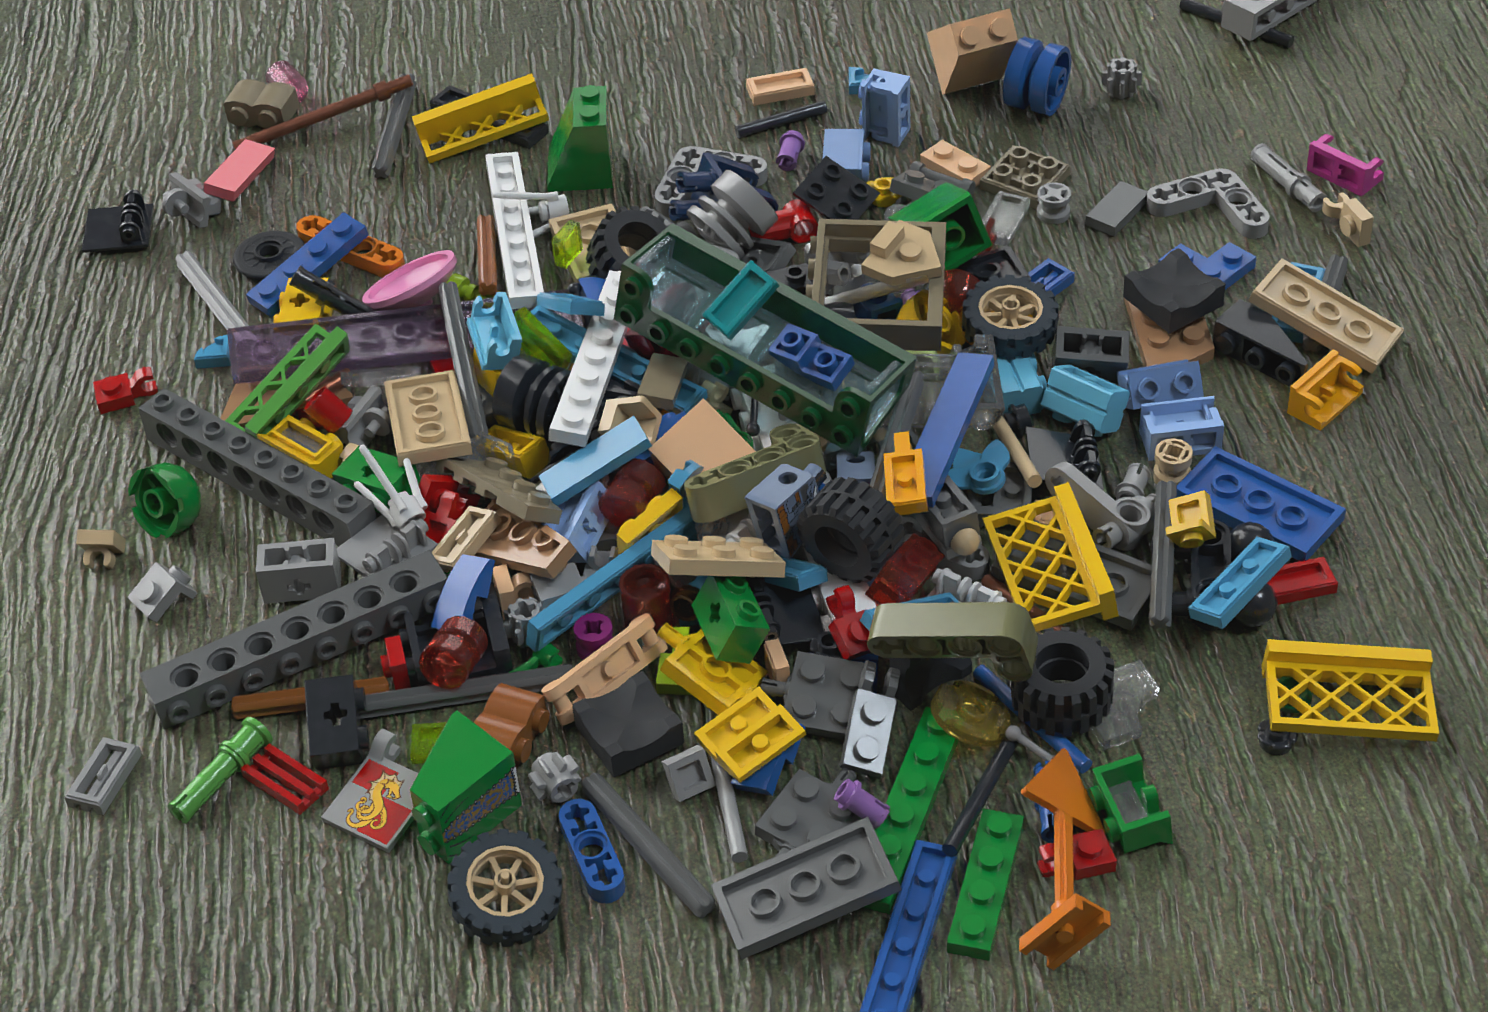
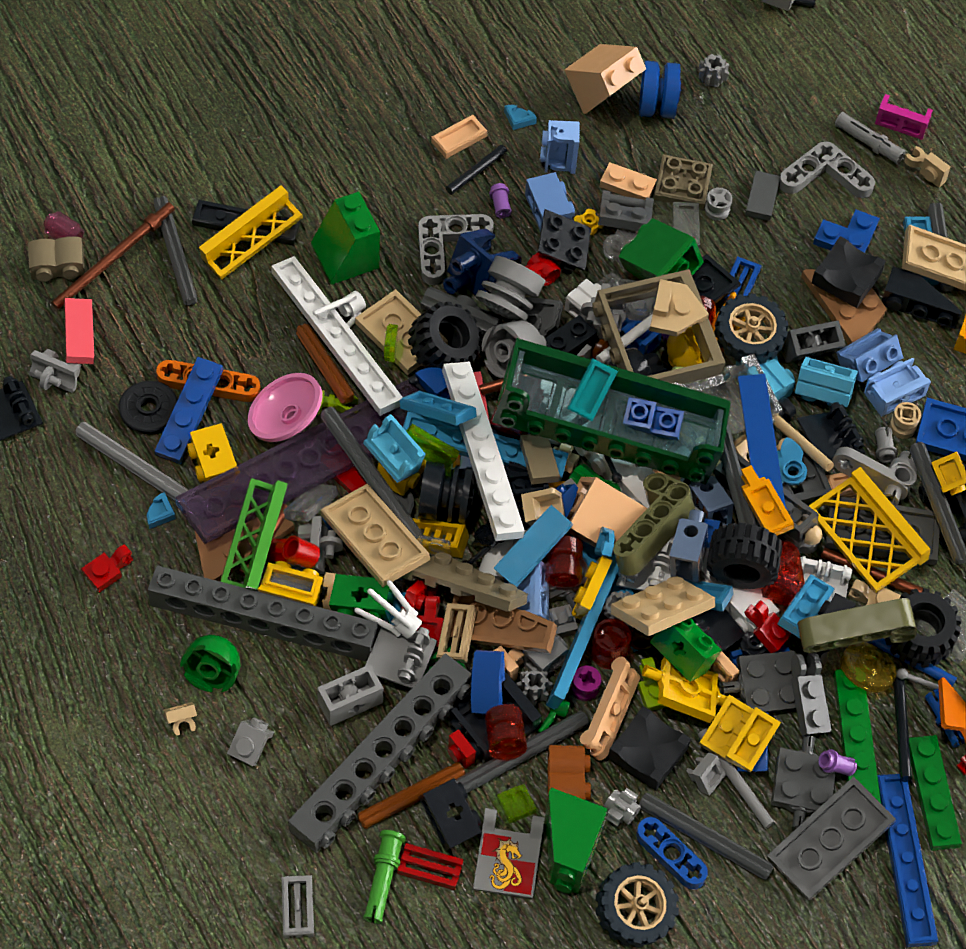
camera: 30 degrees left, 15 degrees up
(327, 293) = (235, 442): black pin -> none

